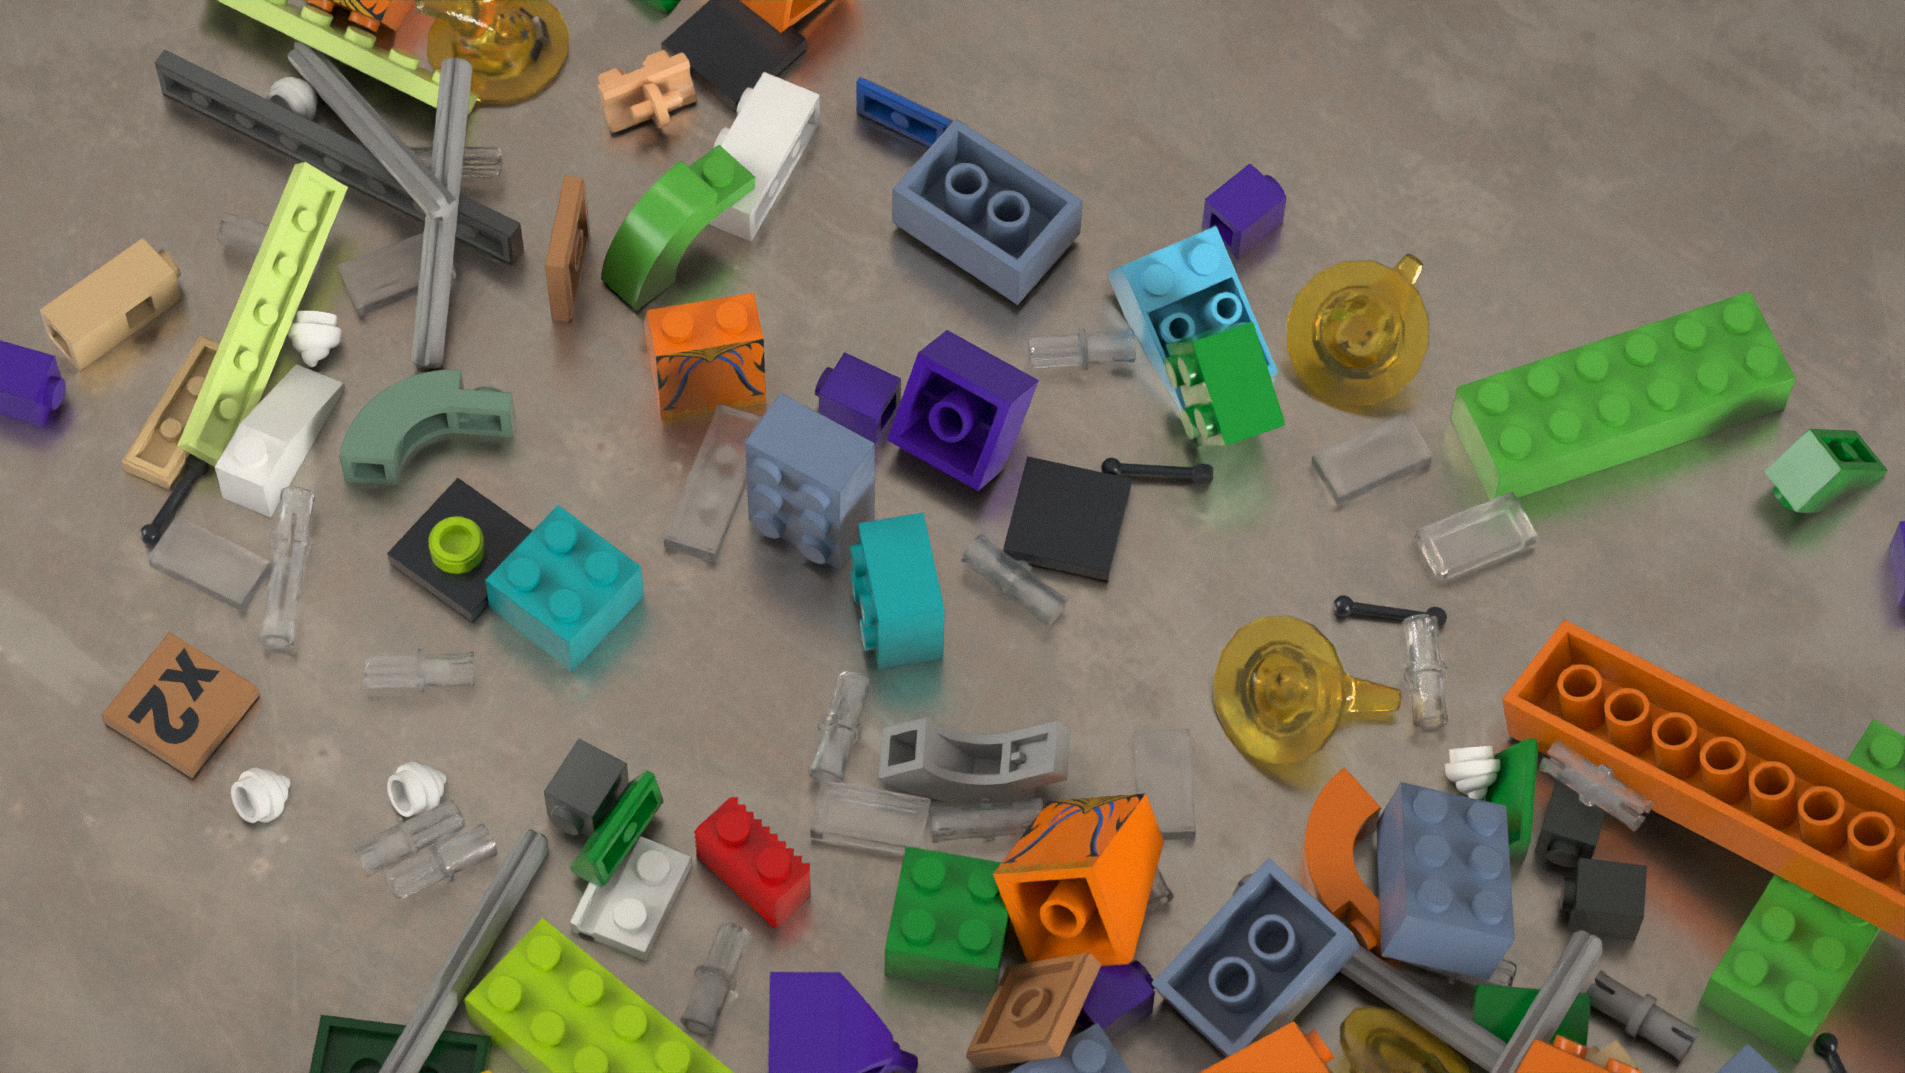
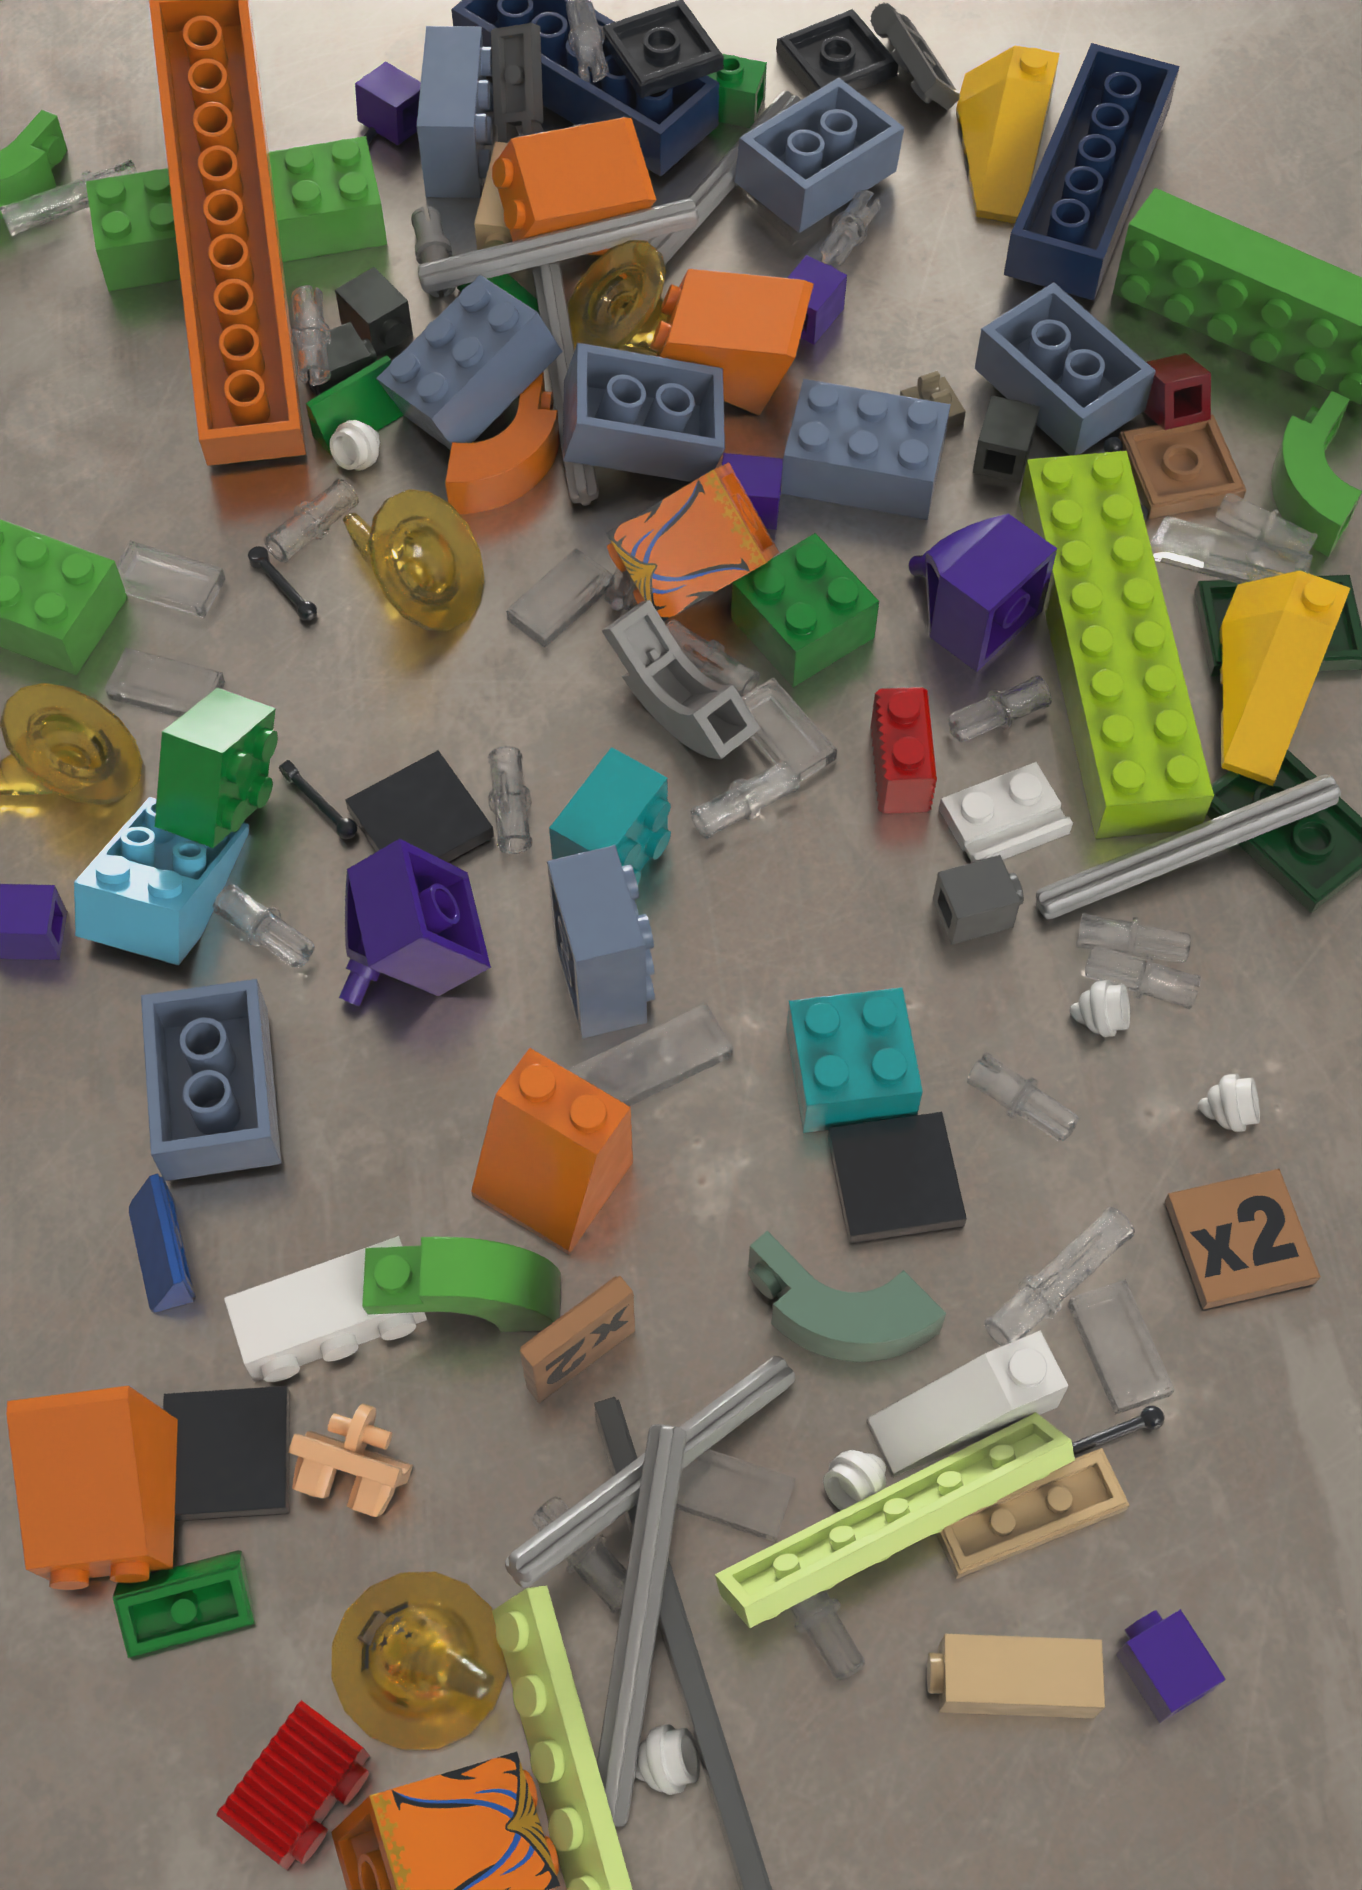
camera: 135 degrees left, 0 degrees up
(456, 545) = (907, 1169): lime tile -> none
(618, 830) = (1007, 833): green slope -> none
(859, 396) = (473, 1024): dark purple brick -> none
(1033, 1010) = (817, 494): medium nougat tile -> none

